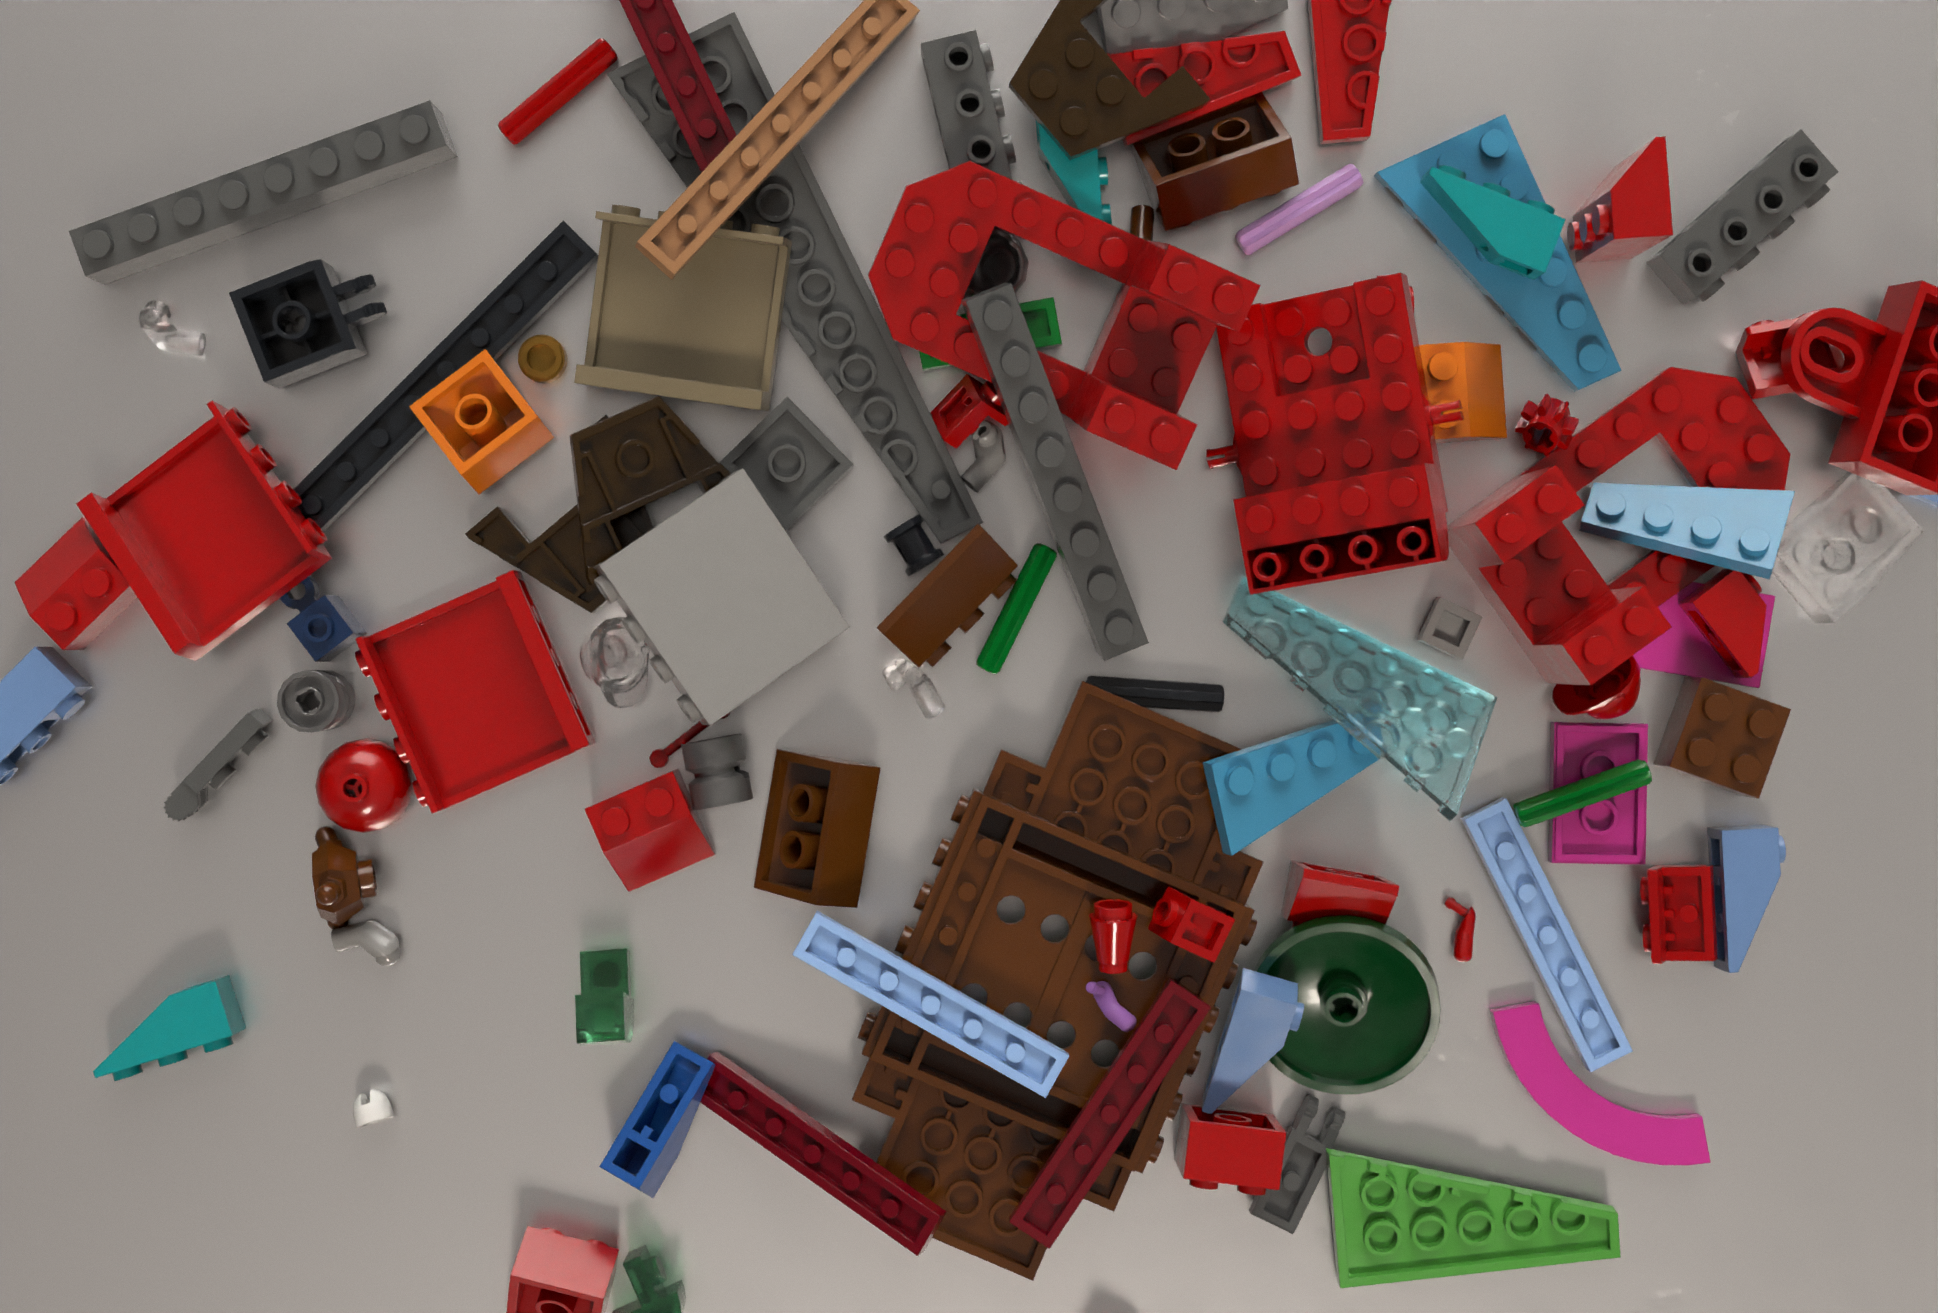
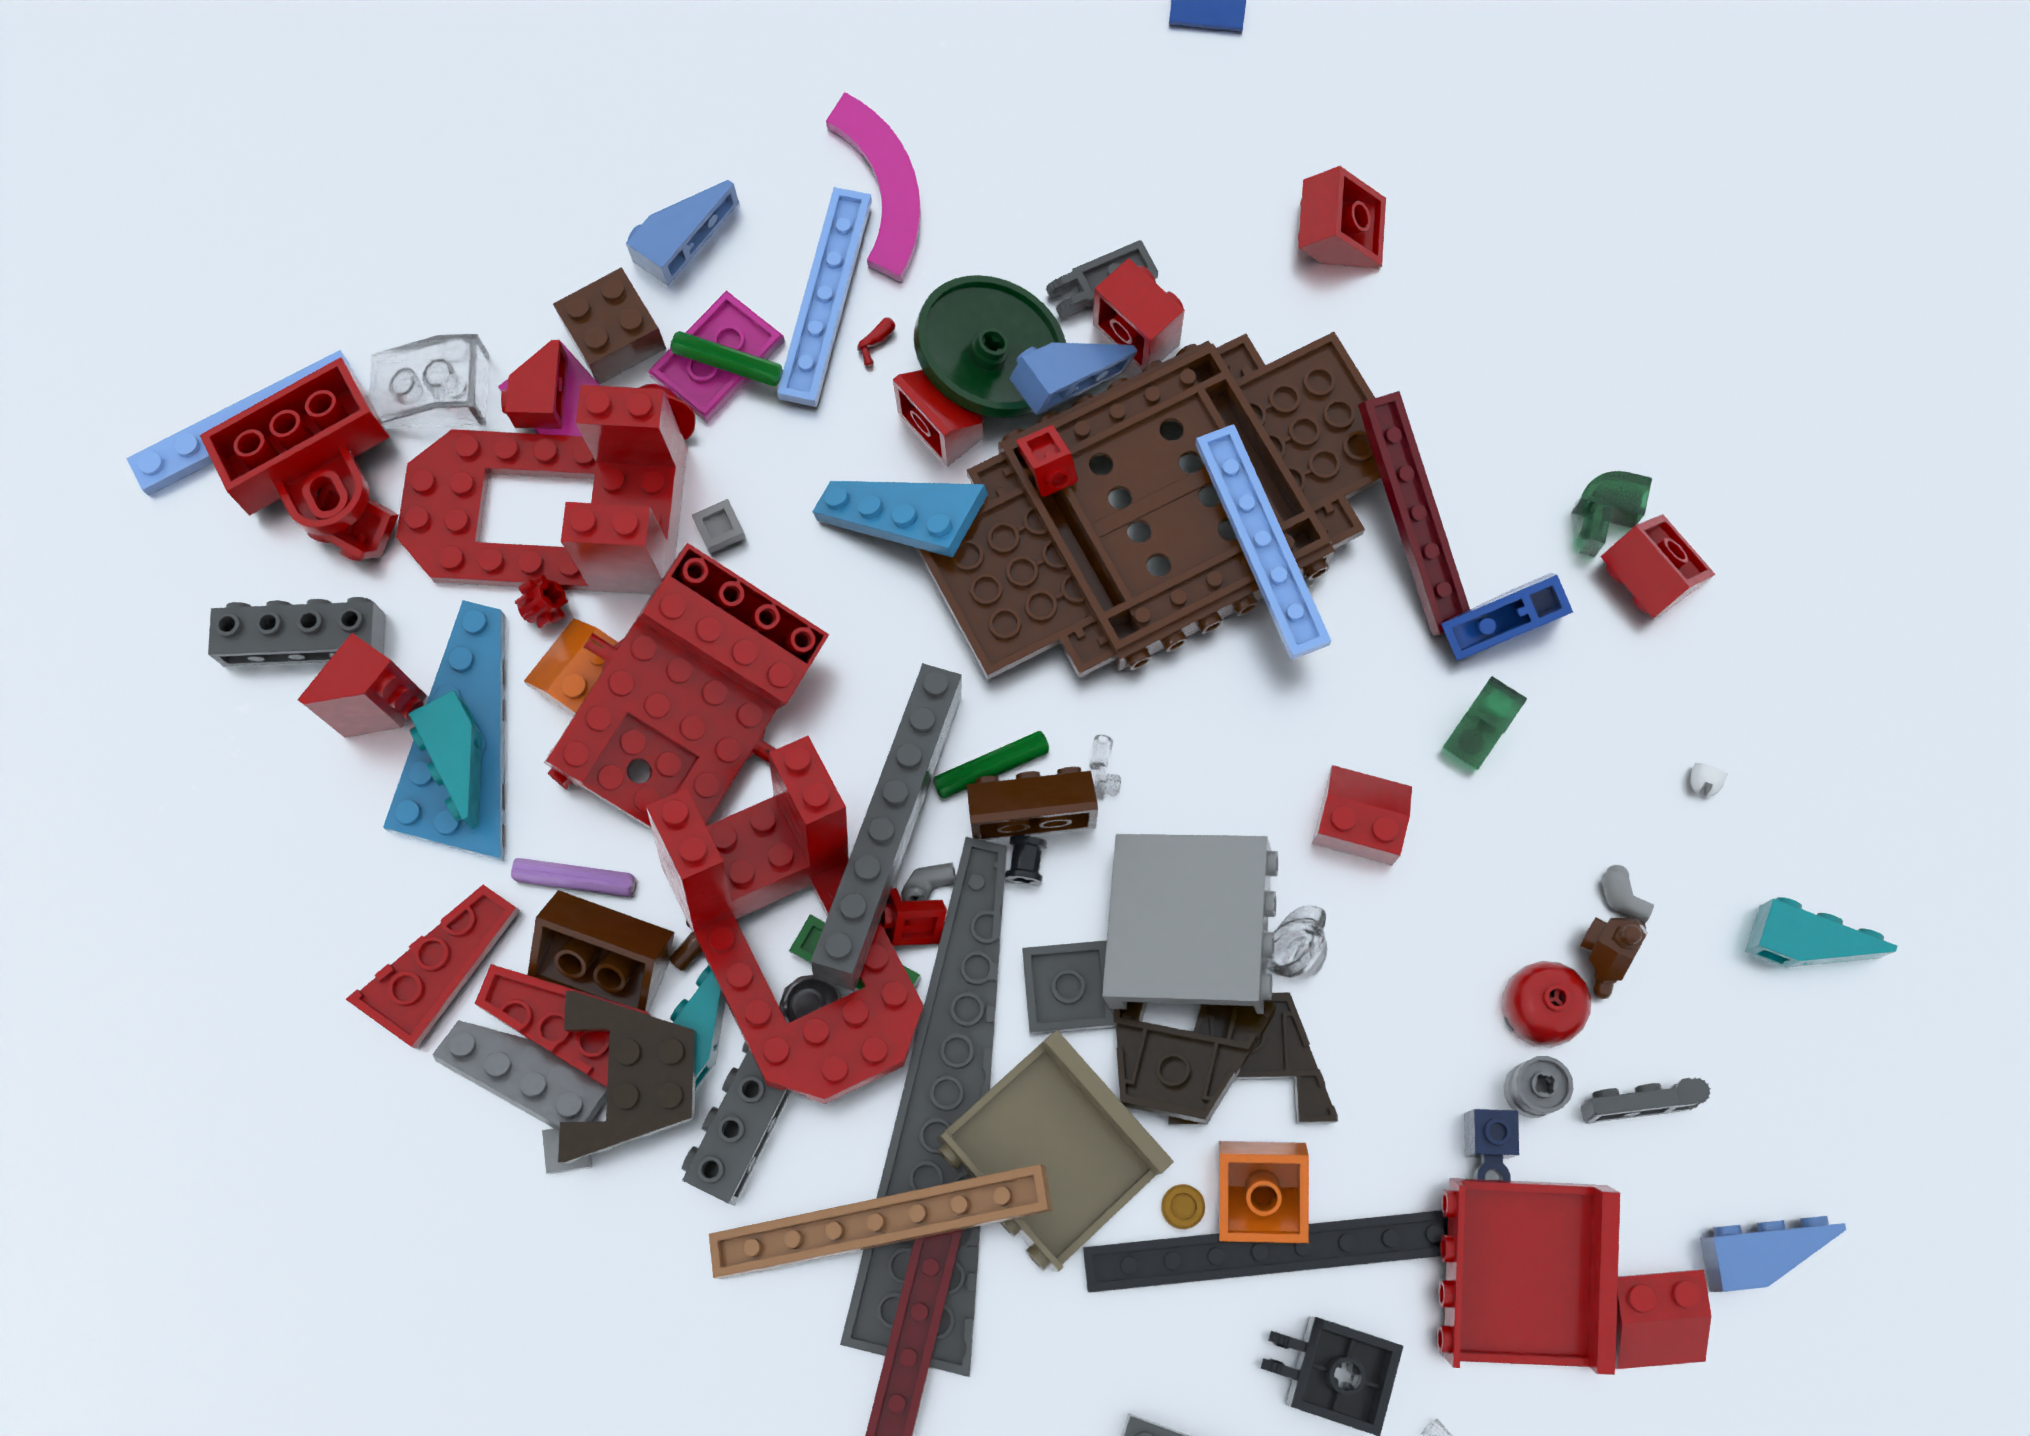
camera: 135 degrees left, 15 degrees down
(474, 692) = (1417, 1007): red panel -> none
(557, 91) = (1015, 1397): red axle -> none
(660, 757) = (1318, 860): red hinge -> none
(717, 771) = (1288, 809): flat silver wheel -> none
(817, 829) = (1247, 724): reddish brown slope -> none
(1109, 1113) = (1198, 386): dark red plate -> none
(1110, 1007) = (1143, 445): medium lavender piece -> none
(1113, 934) = (1102, 493): red cone -> none
(1164, 693) = (941, 633): black axle -> none
(1381, 696) = (800, 517): clear light blue wing -> none
(1430, 1223) = (1050, 184): bright green wing -> none
(1680, 913) = (730, 243): red bracket -> none
(1697, 523) = (502, 459): wing -> none

